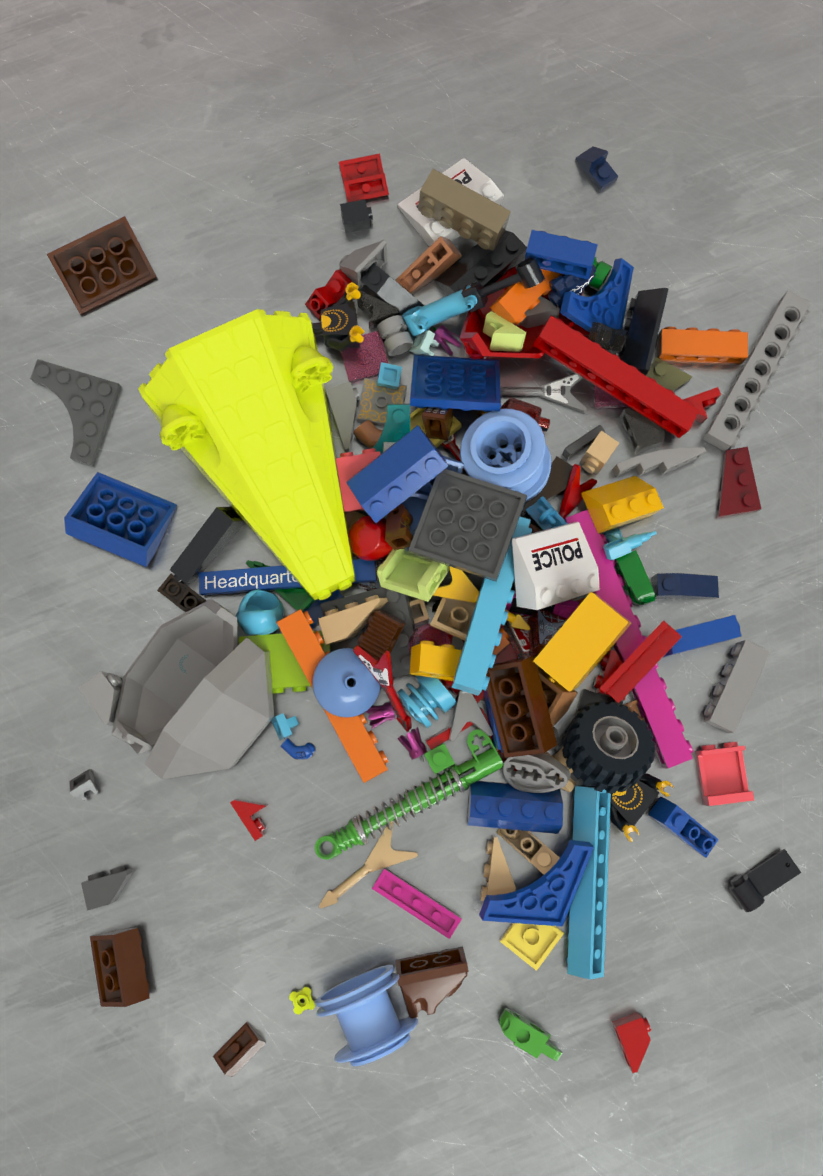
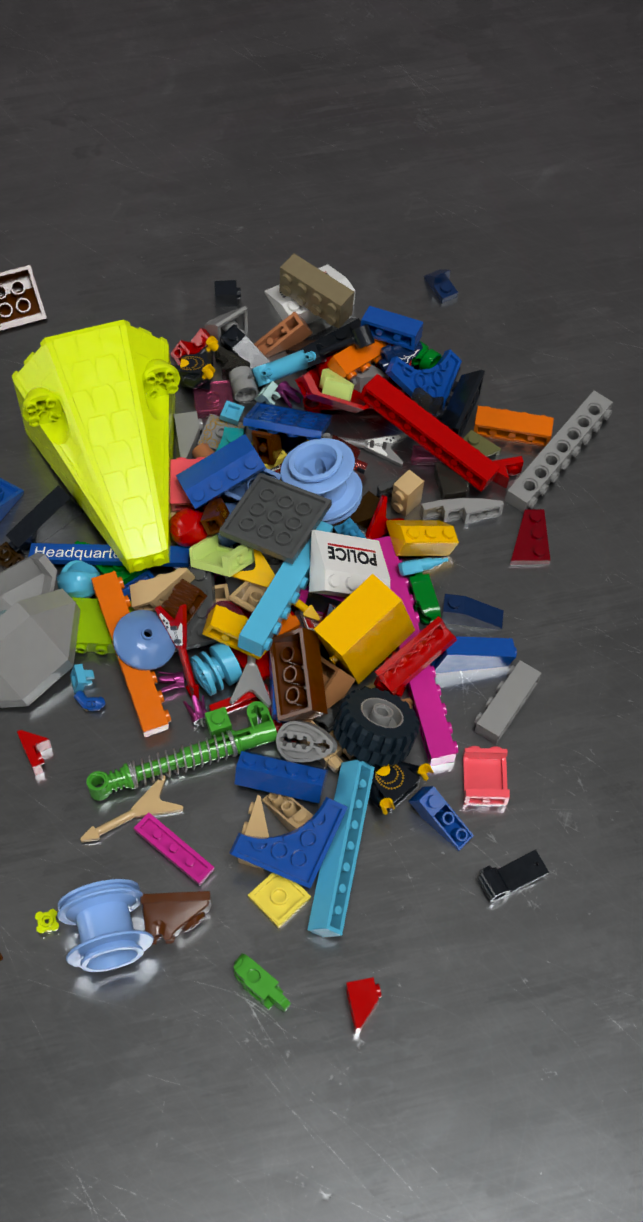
camera: 10 degrees right, 20 degrees down
(363, 178) = (239, 267): red slope -> none

